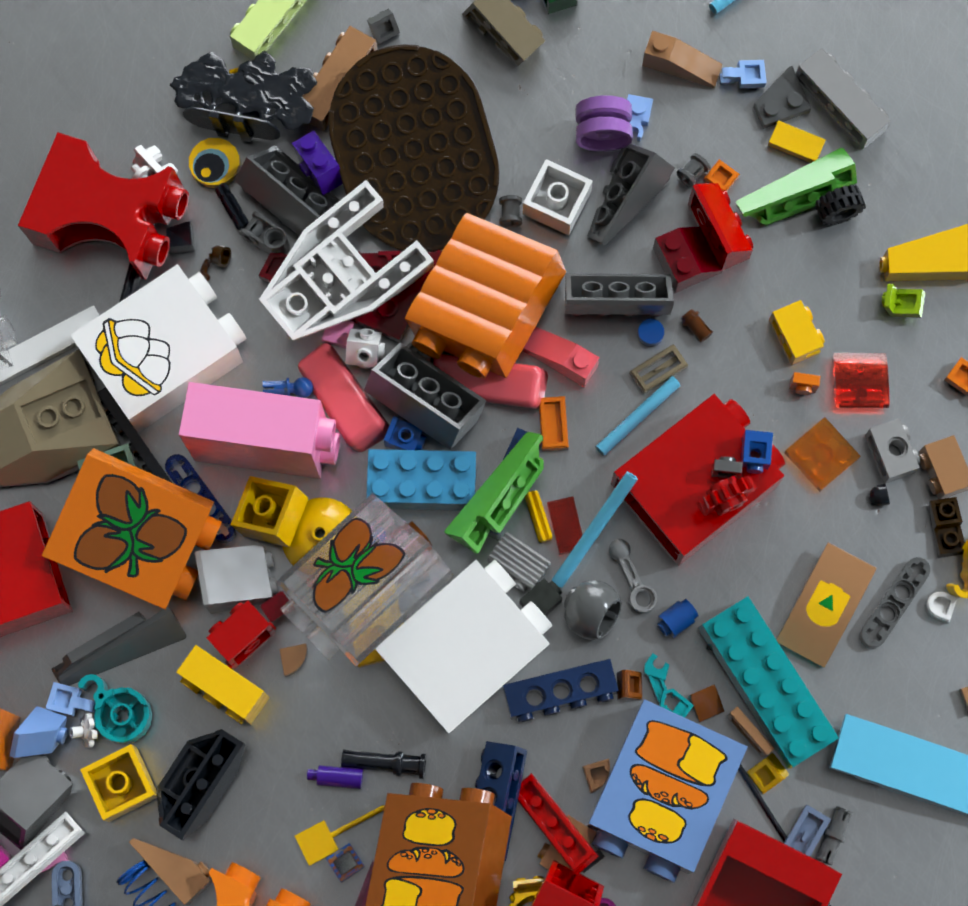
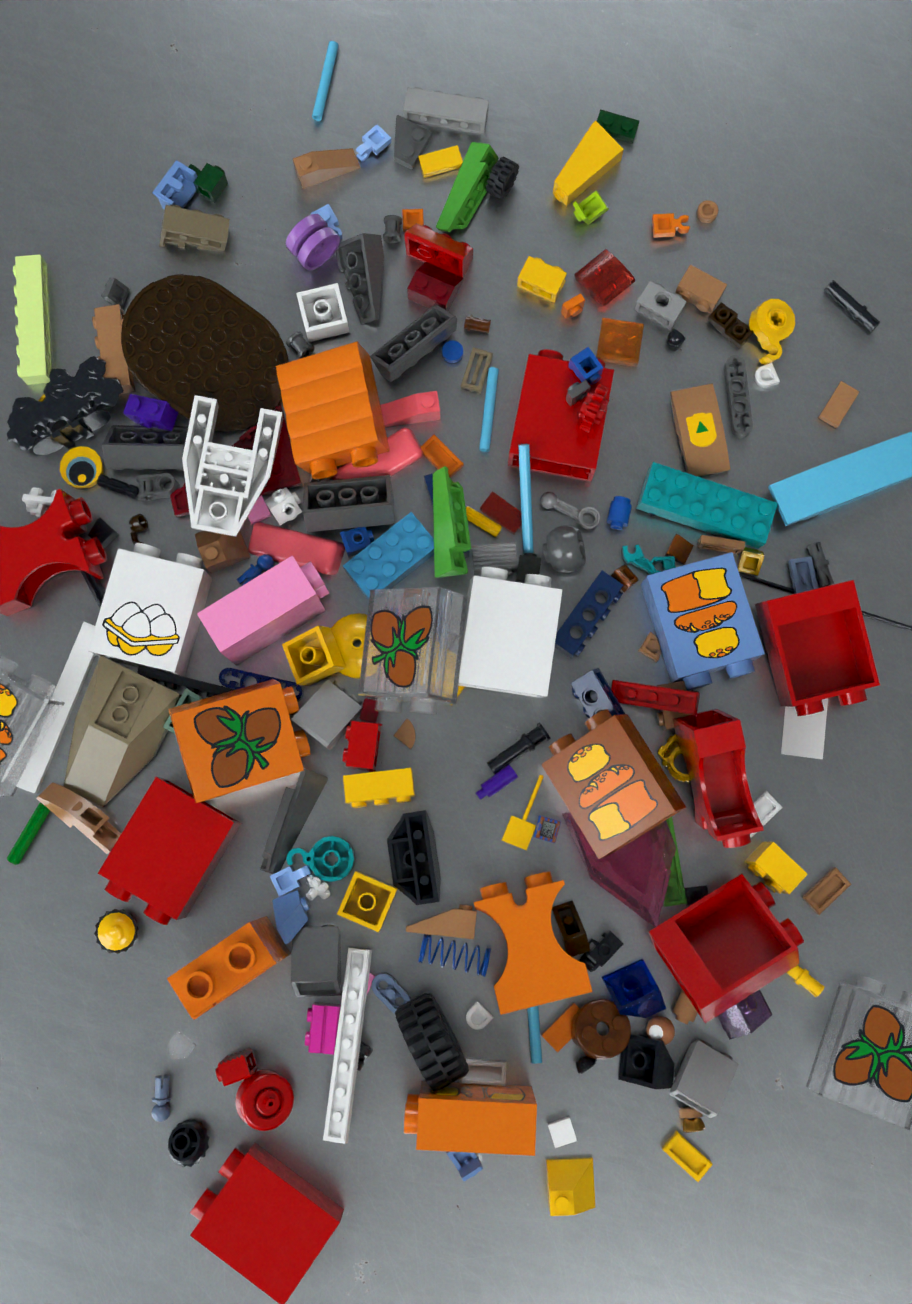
camera: 40 degrees left, 5 degrees up
(271, 344) = (221, 550): none -> medium nougat slope

